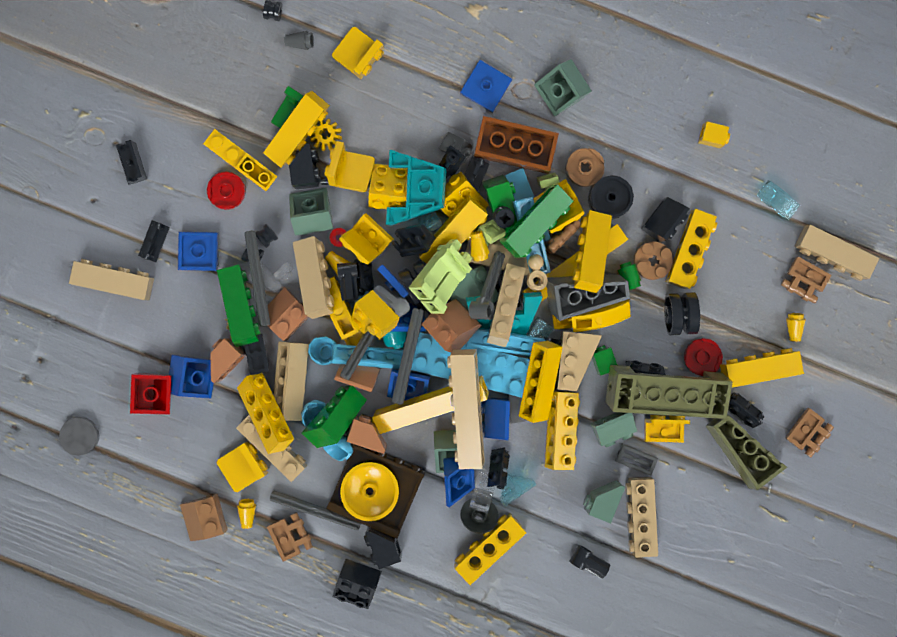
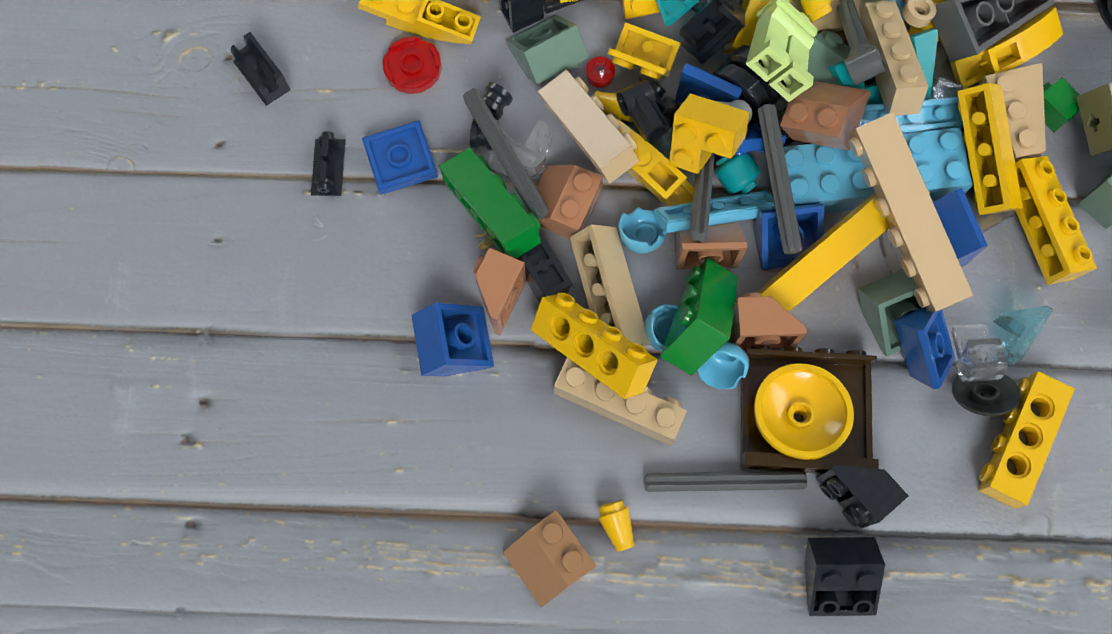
camera: 20 degrees left, 15 degrees down
(78, 436) = (301, 499): flat silver tile -> none
(111, 280) = (281, 240): tan brick -> none
(150, 393) = (399, 383): red slope -> none
(242, 466) = (584, 450): yellow bracket -> none
(284, 539) = (695, 545): medium nougat plate -> none
(498, 461) = (982, 311): black hinge -> none

